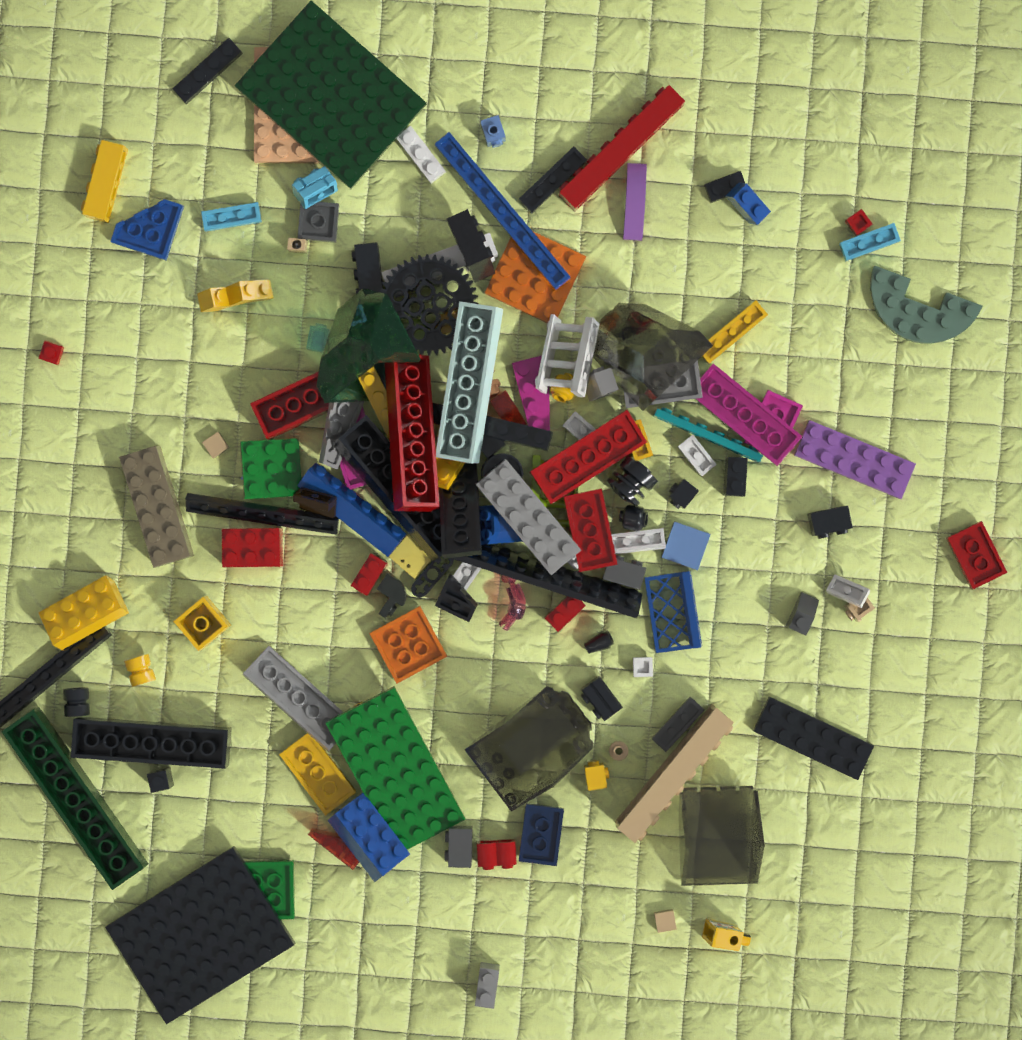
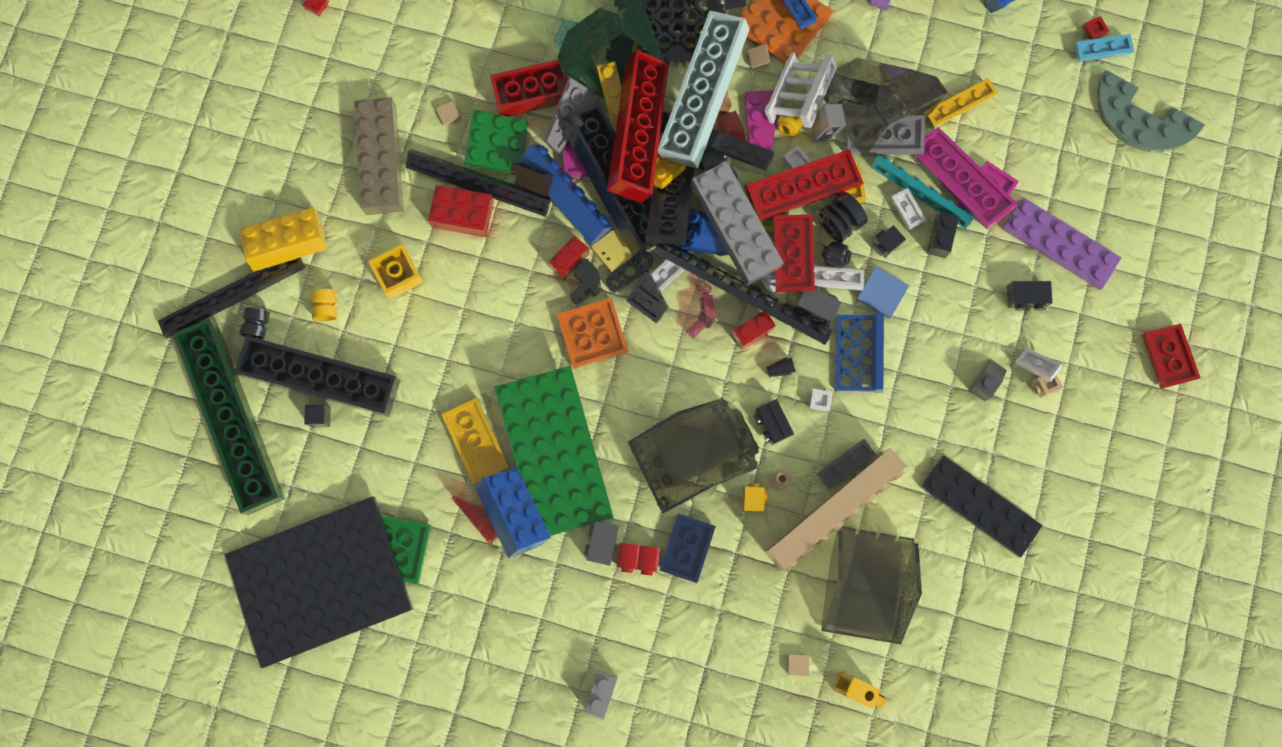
camera: 15 degrees right, 10 degrees down
(293, 695) = (468, 358): light grey plate -> none
(519, 321) = (759, 56): none -> tan tile

